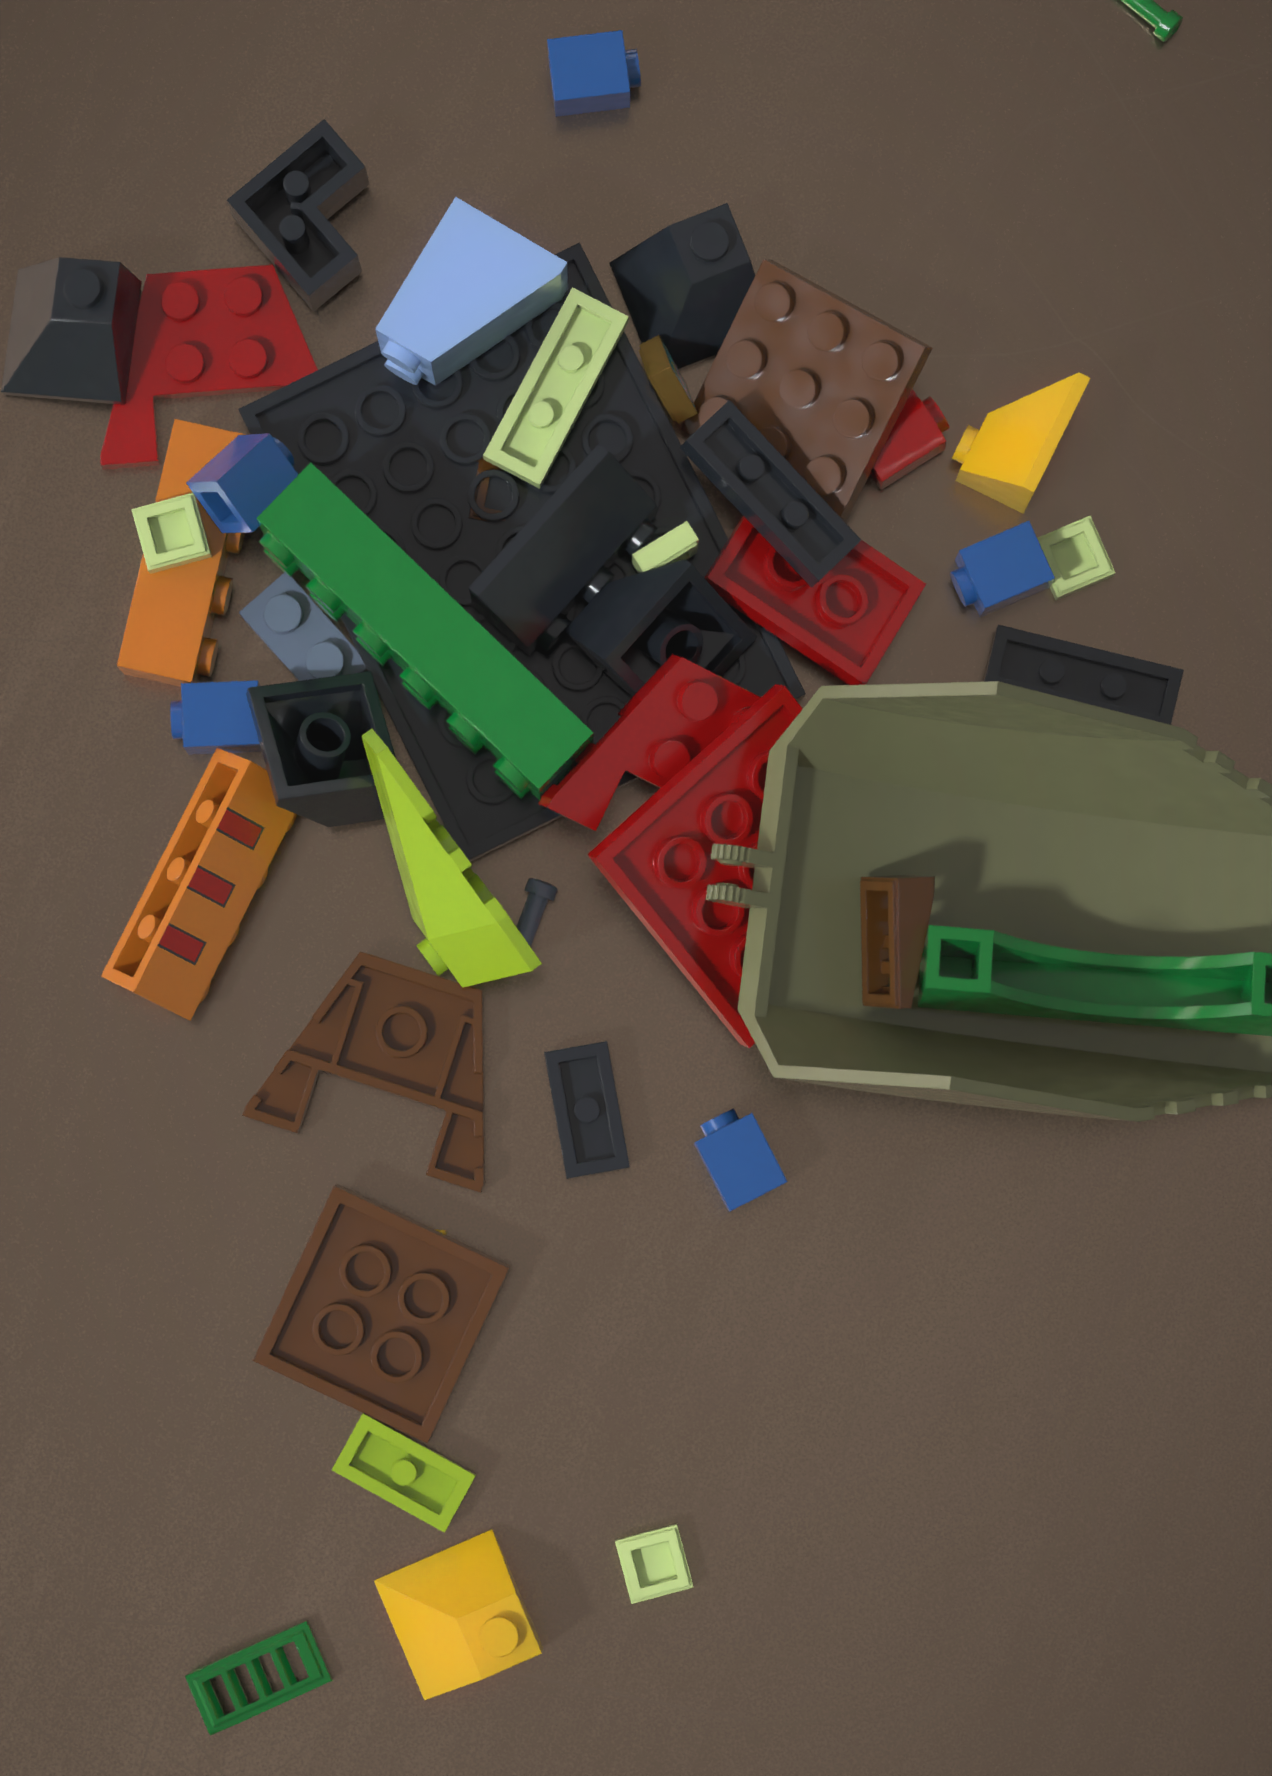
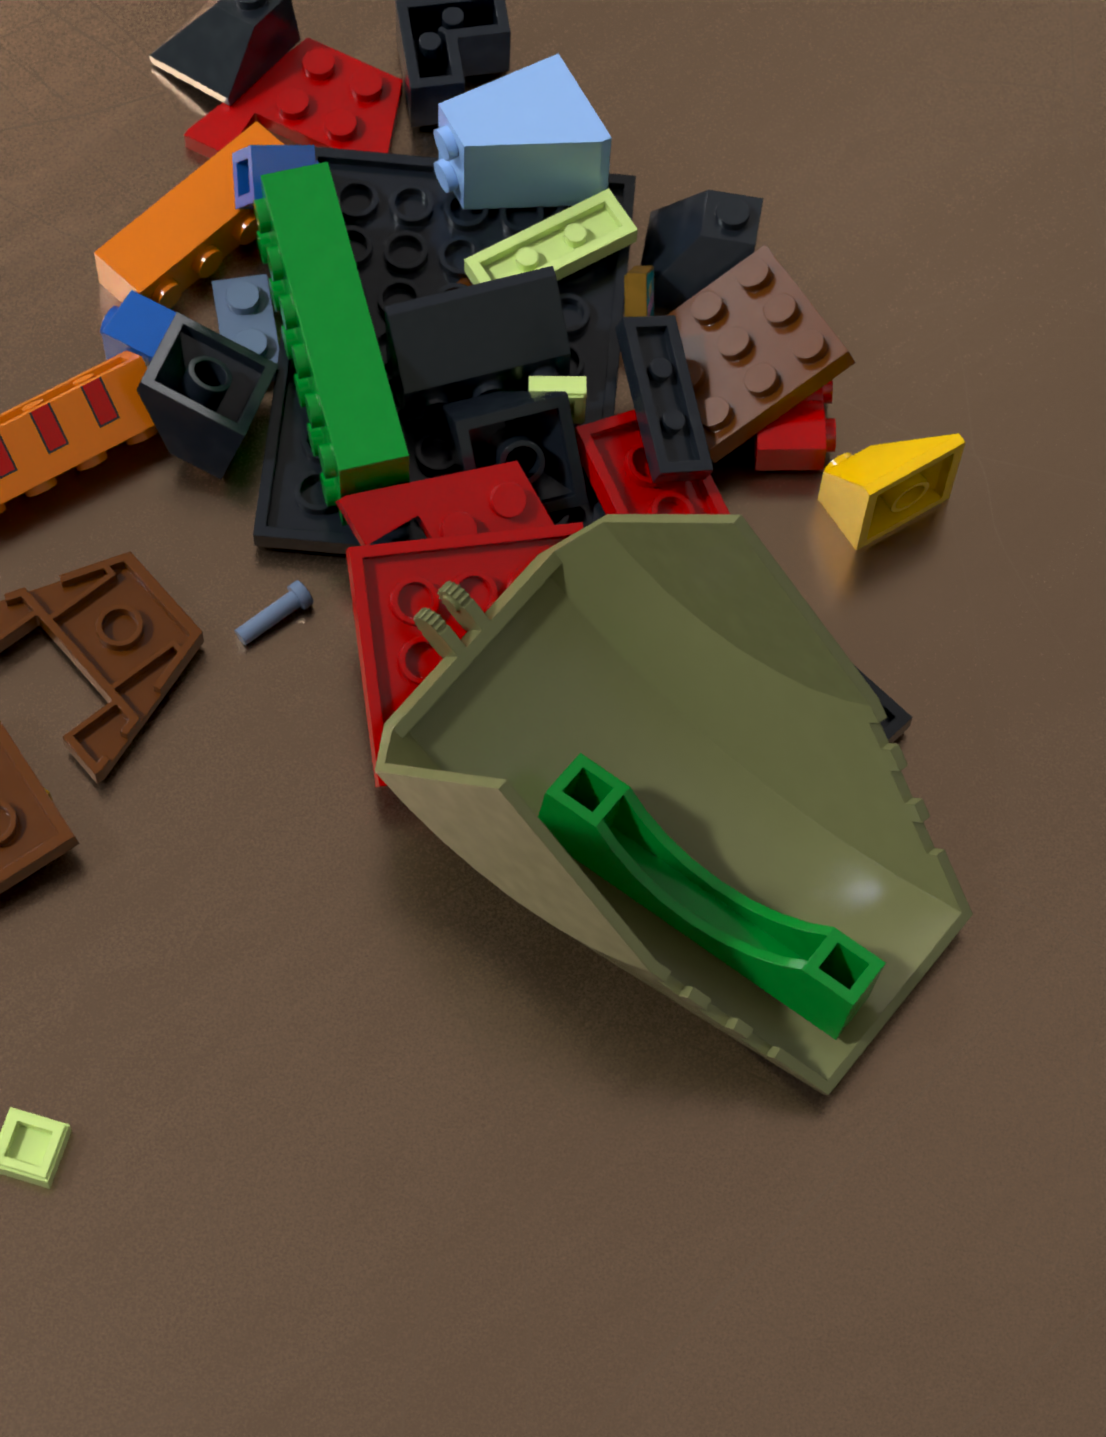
camera: 30 degrees right, 20 degrees down
(171, 533) = (198, 186): yellowish green tile -> none
(446, 899) = (221, 545): lime wedge -> none
(587, 1110) = (221, 768): black plate -> none
(592, 72) = (720, 81): blue brick -> none
(738, 1159) = (314, 873): blue brick -> none
(893, 936) = (553, 744): reddish brown slope -> none
(1001, 570) = (817, 565): blue brick -> none
(1076, 557) = (875, 598): yellowish green tile -> none

